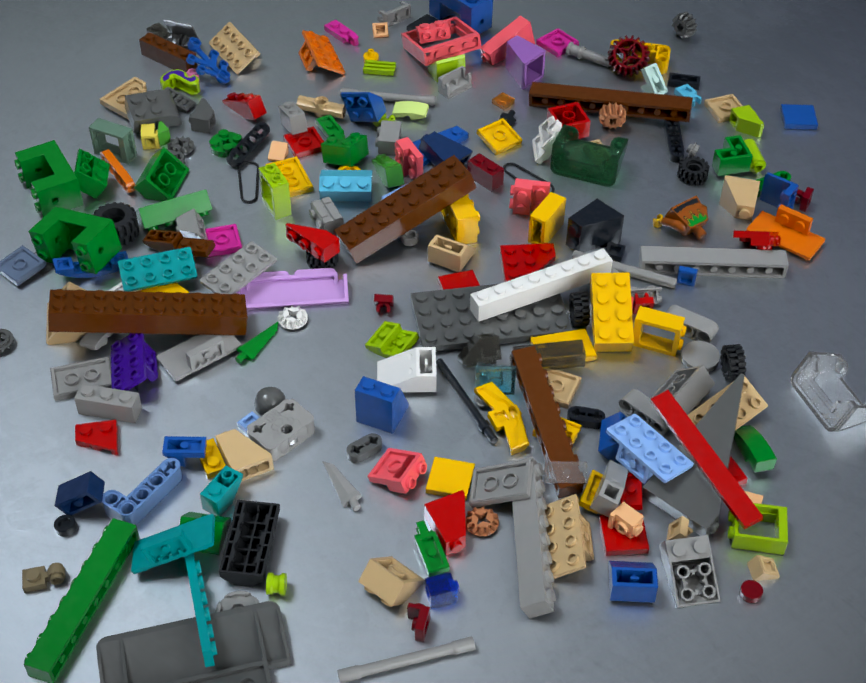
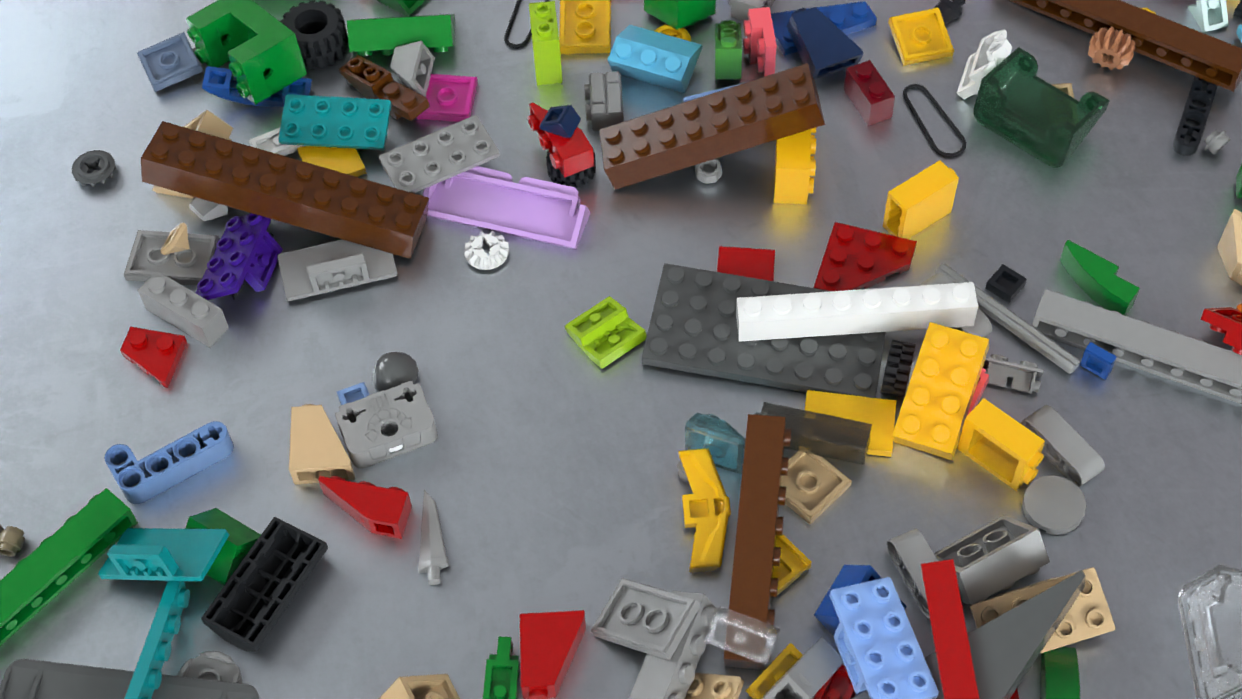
camera: 25 degrees right, 10 degrees up
(65, 525) = (54, 472): black tile -> none
(79, 493) = (83, 435): dark blue brick -> none
(82, 364) = (176, 240): none -> tan slope
(184, 447) = (243, 412): blue slope -> none
(213, 461) = (276, 435): yellow plate -> none
(221, 491) = (263, 494): teal slope -> none
(254, 346) = (410, 281): green bar -> none
(276, 584) = (271, 661): lime wheel -> none
(295, 478) = (376, 508): none -> red slope
(311, 227) = (561, 121): none -> dark blue slope
(364, 448) = (487, 490): dark grey beam -> none
(379, 404) = (533, 432): blue slope -> none
(383, 300) = (620, 264): dark red tile -> none
(398, 470) = (515, 544): coral plate -> none
(410, 370) = (602, 391): white slope -> none
(449, 253) = (753, 212): tan slope -> none
(449, 477) = (584, 580): yellow tile -> none
(481, 348) = (717, 392): clear smoke slope -> none
(483, 425) = (671, 511): black bar -> none
(483, 528) = (592, 678): nougat gear -> none
(527, 195) = (909, 151): coral plate -> none
(571, 115) = (1041, 36): red brick -> none
(586, 416) = (827, 549): black beam -> none
(594, 227) = (986, 235): black slope -> none
(645, 301) = (1002, 389): red tile -> none
(663, 233) = (1098, 278): none -> green slope
(685, 218) = (1146, 260): dark orange torso -> none
(693, 170) = (1203, 167): black tyre -> none
(732, 361) = (1095, 535): black tyre -> none

